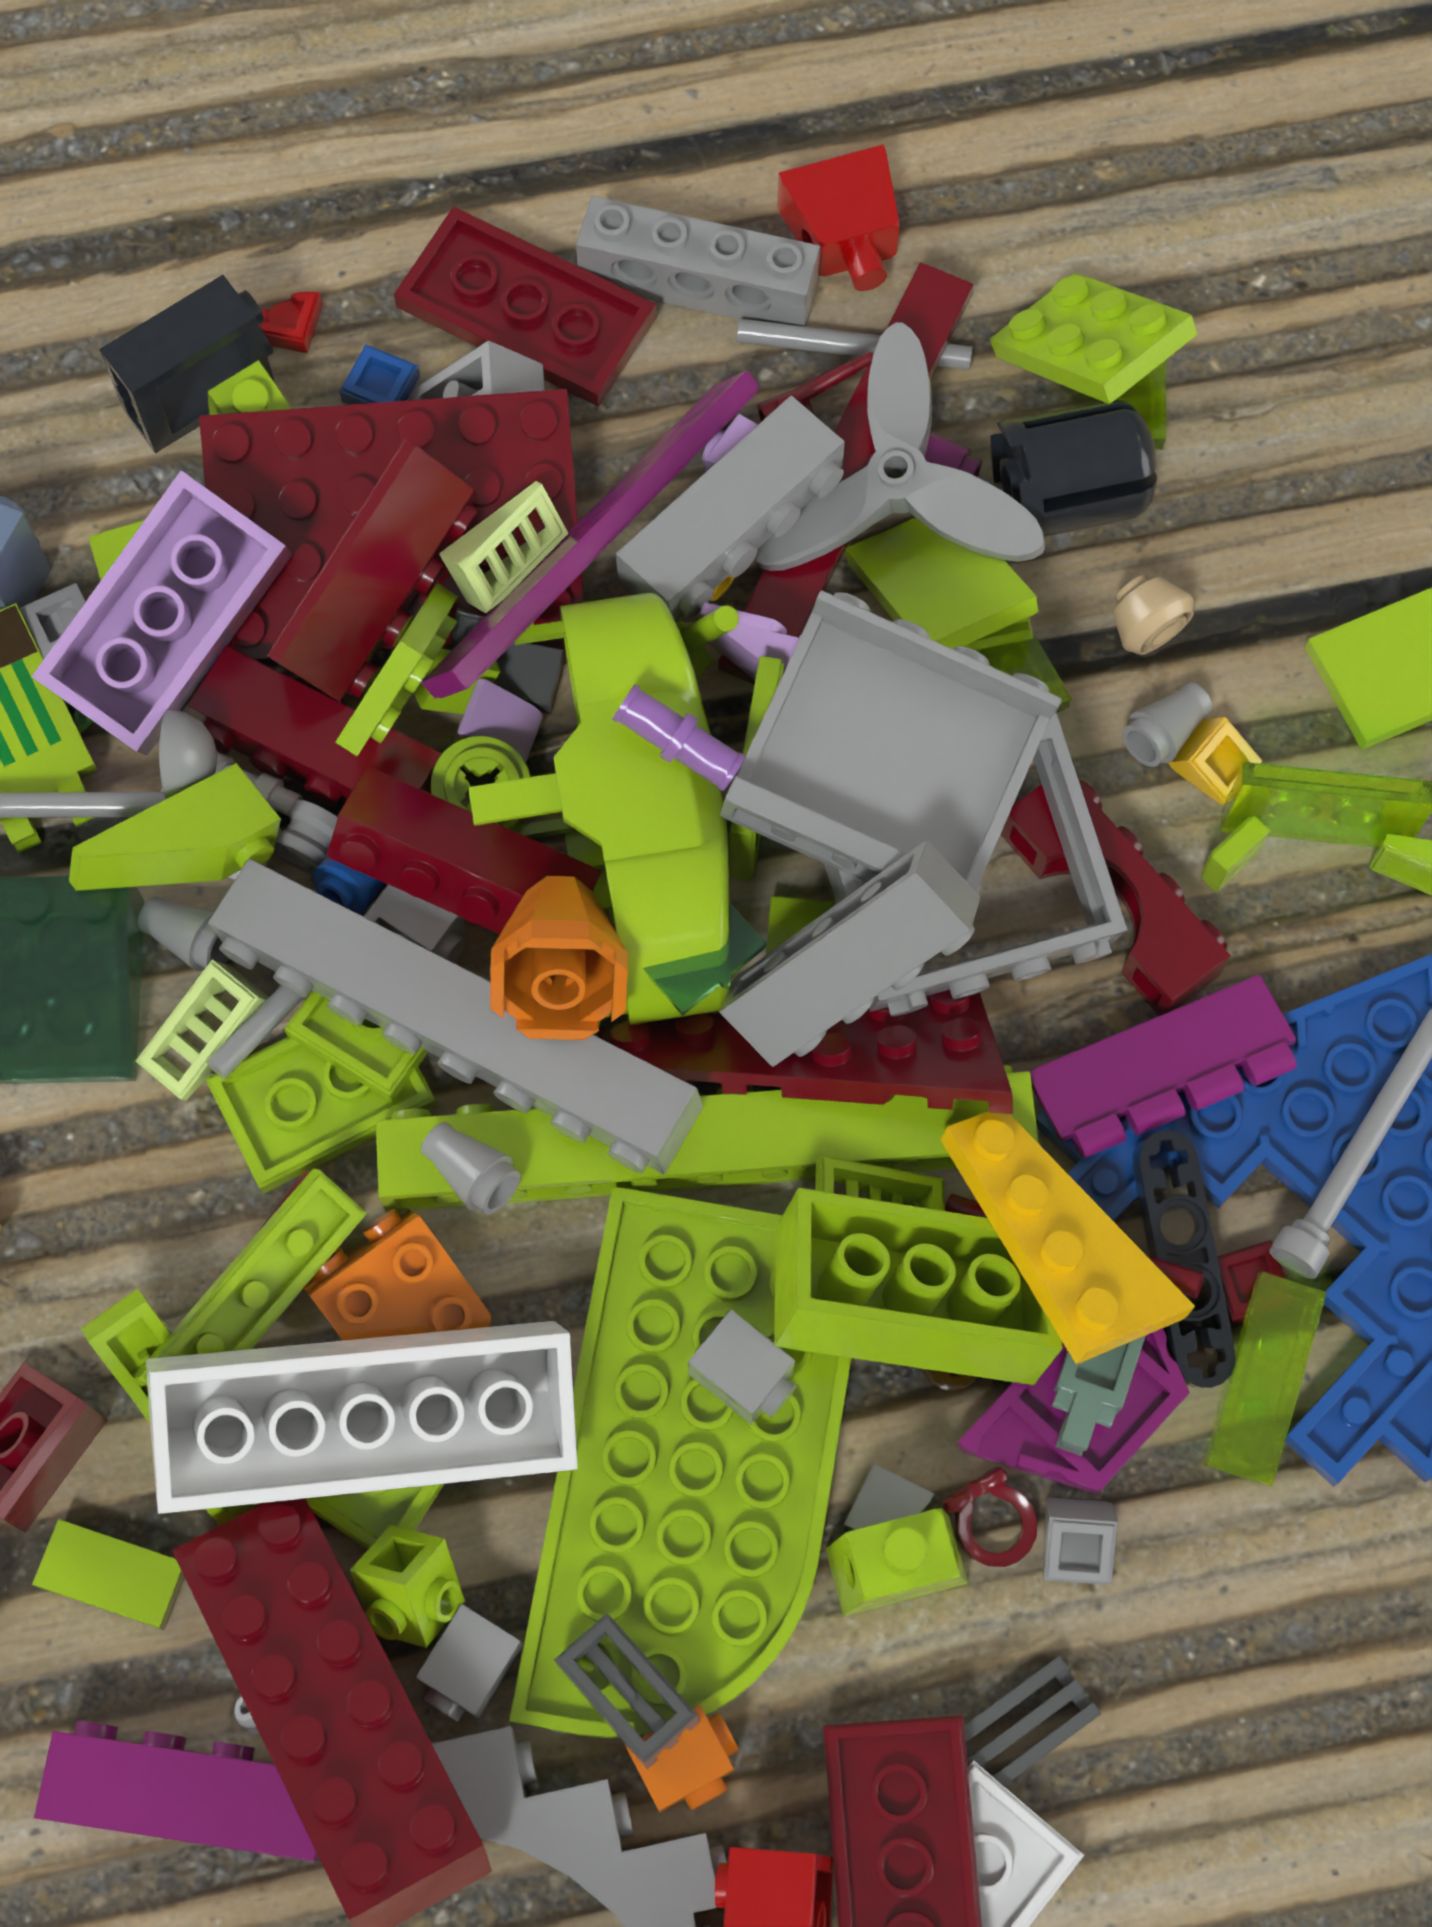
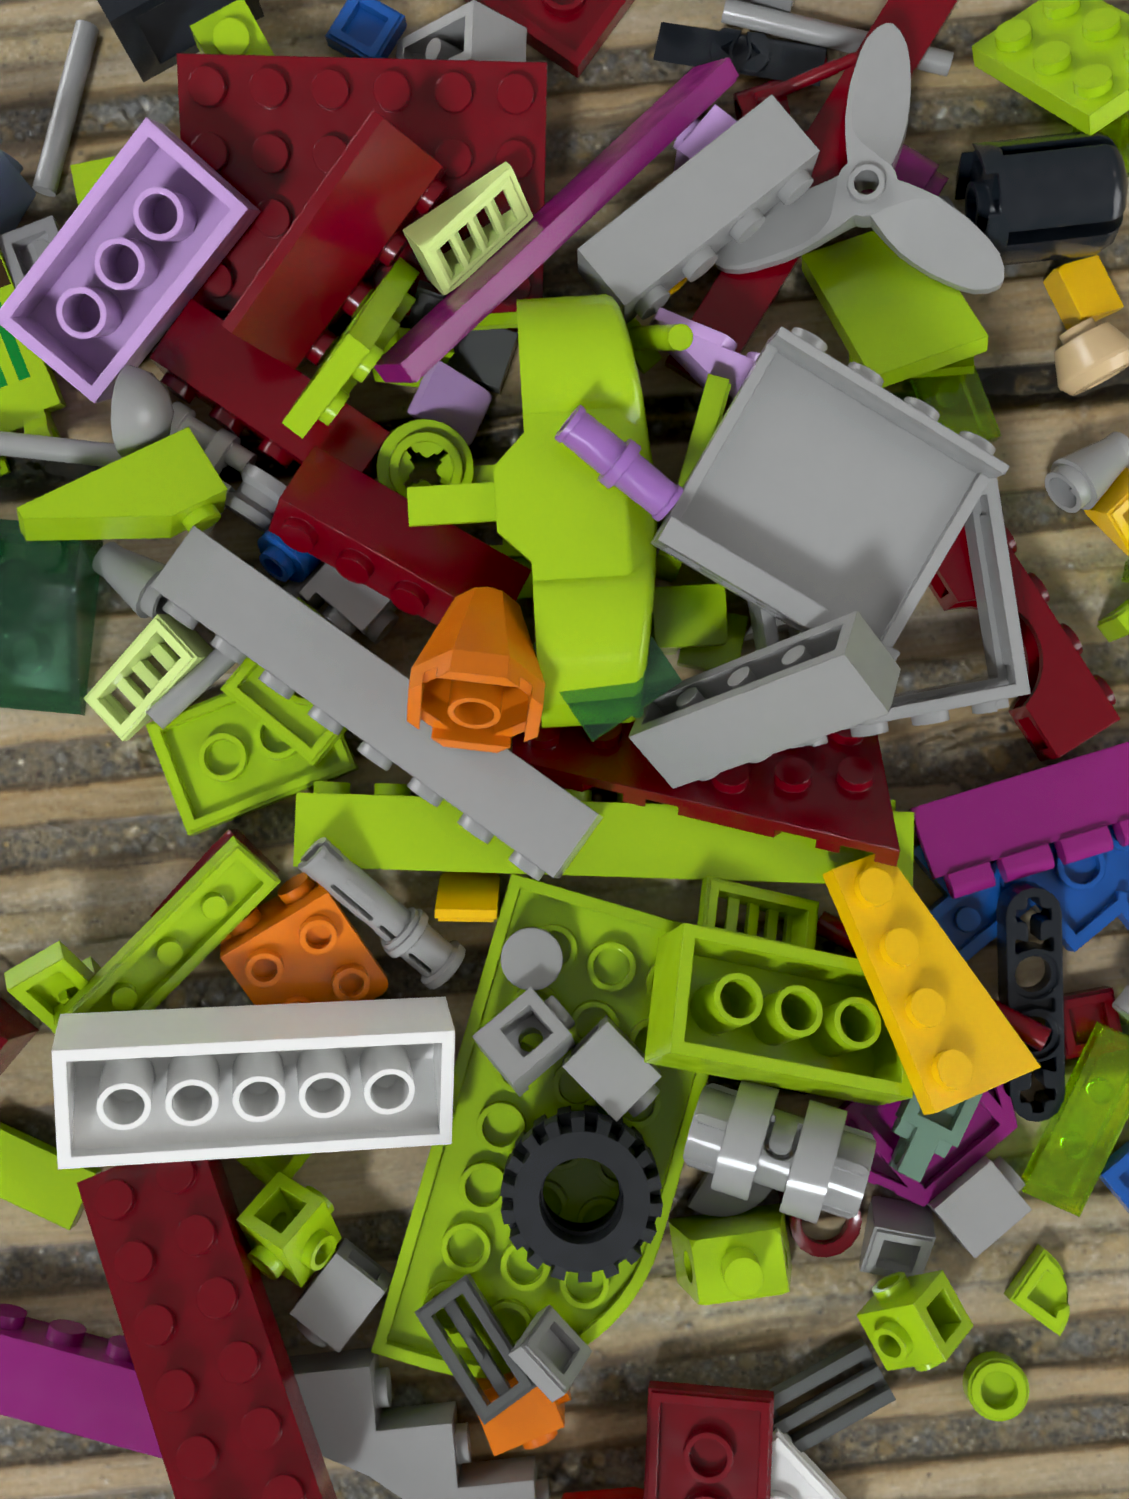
camera: 10 degrees right, 15 degrees up
(78, 485) = (65, 108): none -> light grey bar
(474, 1170) = (380, 856): light grey cone -> none
(502, 1254) = (402, 929): none -> light grey pin
(568, 1223) = (468, 897): none -> yellow slope
(643, 1268) = (531, 958): none -> light grey tile
(645, 1347) = (503, 1035): none -> light grey brick
(709, 1684) = (550, 1353): none -> light grey tile
(734, 1439) = (575, 1245): none -> black tyre
(768, 367) = (749, 53): none -> black piece
(773, 899) = (689, 617): none -> lime panel
(959, 1435) = (827, 1160): none -> light grey piece
(1105, 1612) = (914, 1320): none -> lime brick
(1133, 552) = (1082, 291): none -> yellow slope
(1158, 1479) = (981, 1204): none -> light grey brick
(1211, 1690) = (995, 1386): none -> lime tile
(1246, 1578) = (1041, 1290): none -> lime tile

